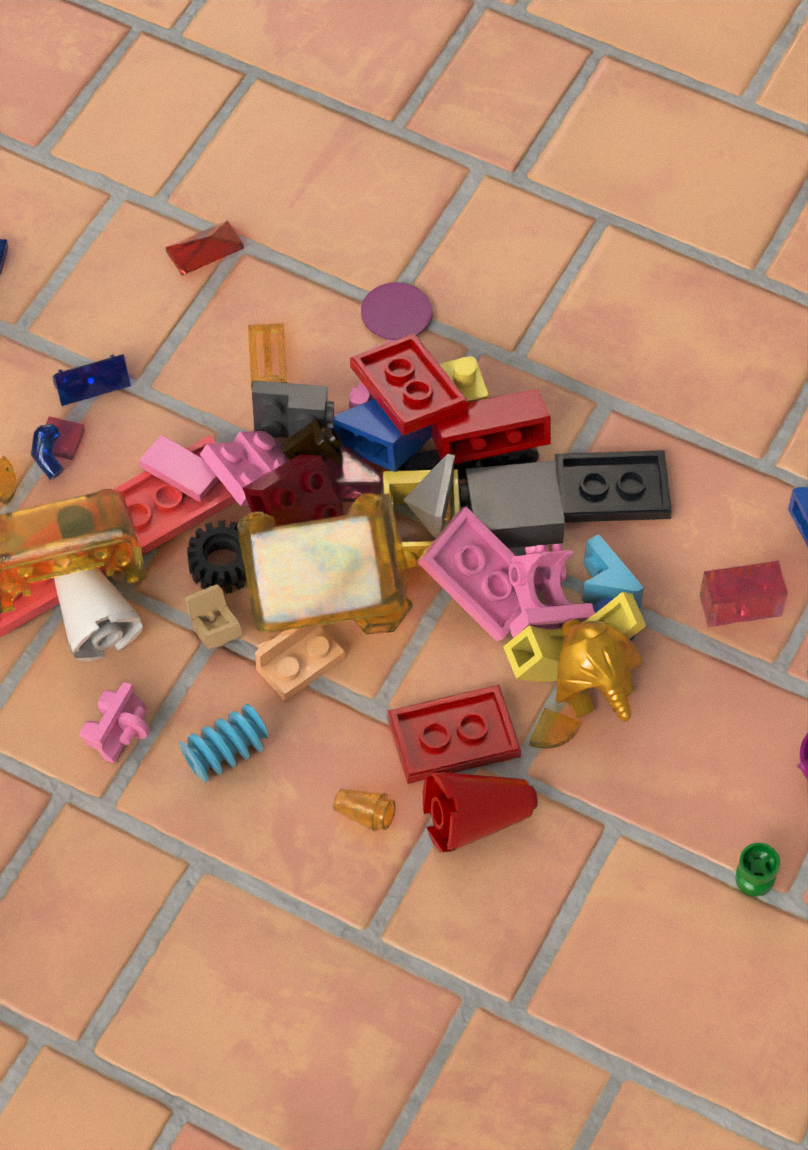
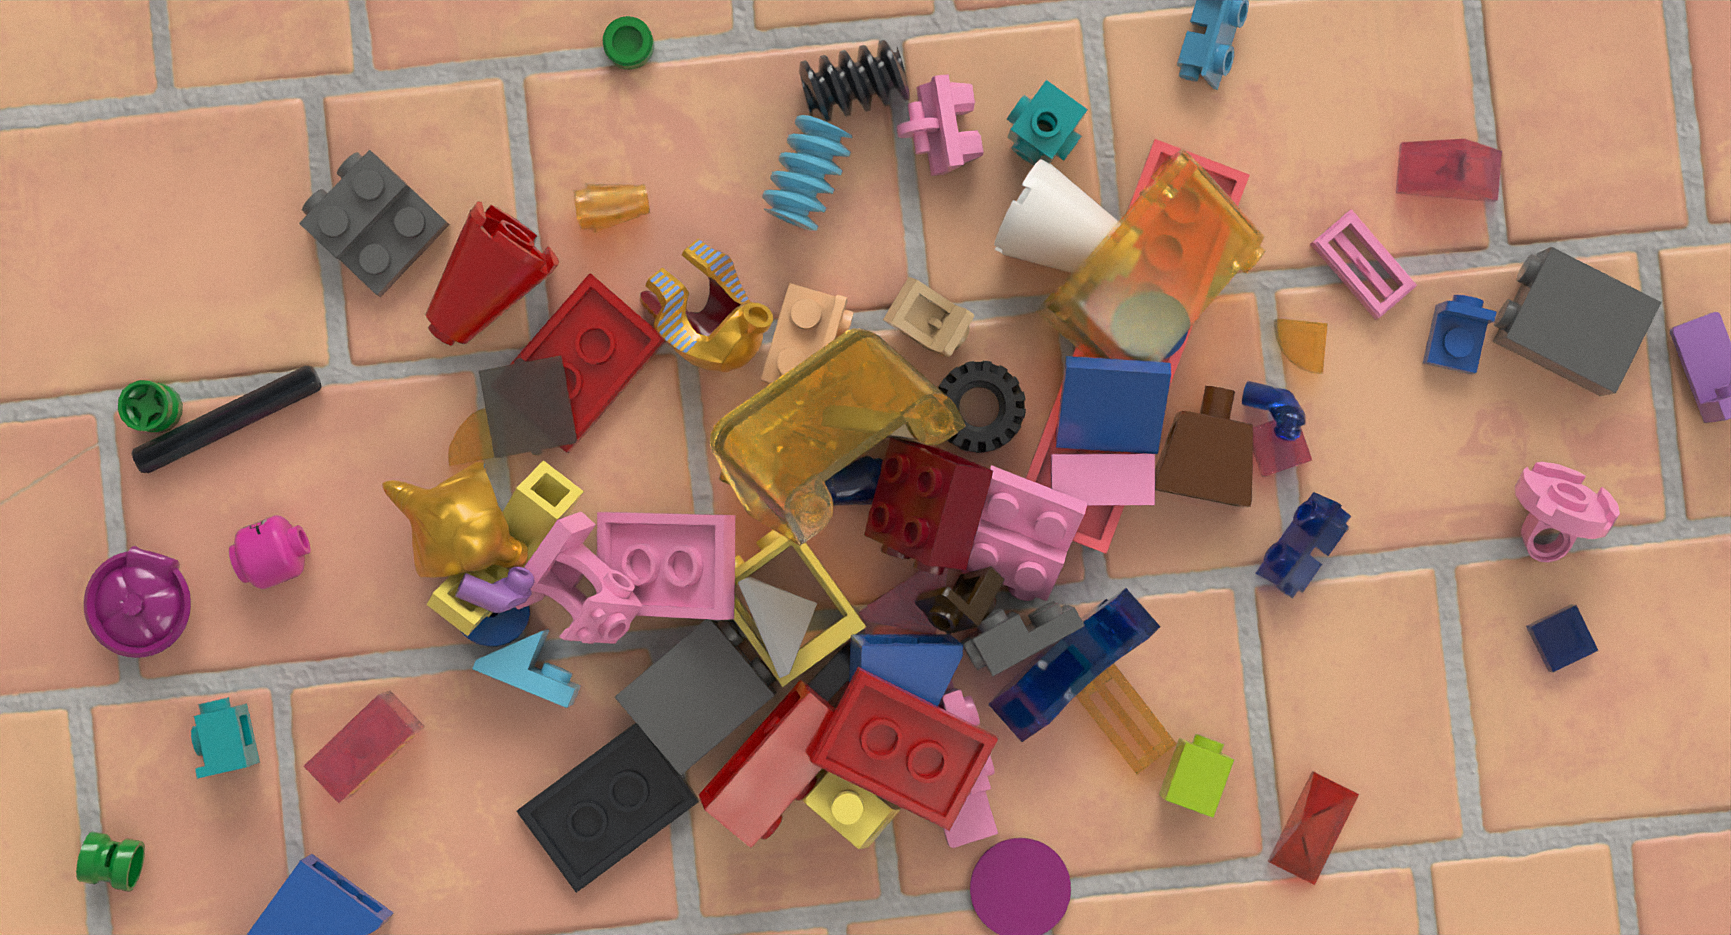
camera: 145 degrees right, 30 degrees up
(54, 678) = (1053, 109): none -> teal brick
(106, 450) = (1208, 453): none -> reddish brown torso
(142, 491) = (1112, 404): none -> blue tile
(152, 781) = (854, 80): none -> black piece
(236, 382) = (1072, 663): none -> clear blue arch
(250, 300) = (1197, 775): none -> lime brick
(279, 903) = (628, 42): none -> green tile
(349, 688) = (728, 327): none -> pearl gold piece
(504, 720) = (528, 406): none -> clear smoke piece
(530, 896) = (372, 221): none -> dark grey plate
(595, 605) = (499, 595): none -> medium lavender arm
(706, 835) = (226, 419): none -> black axle
(733, 738) = (269, 552): none -> dark pink head

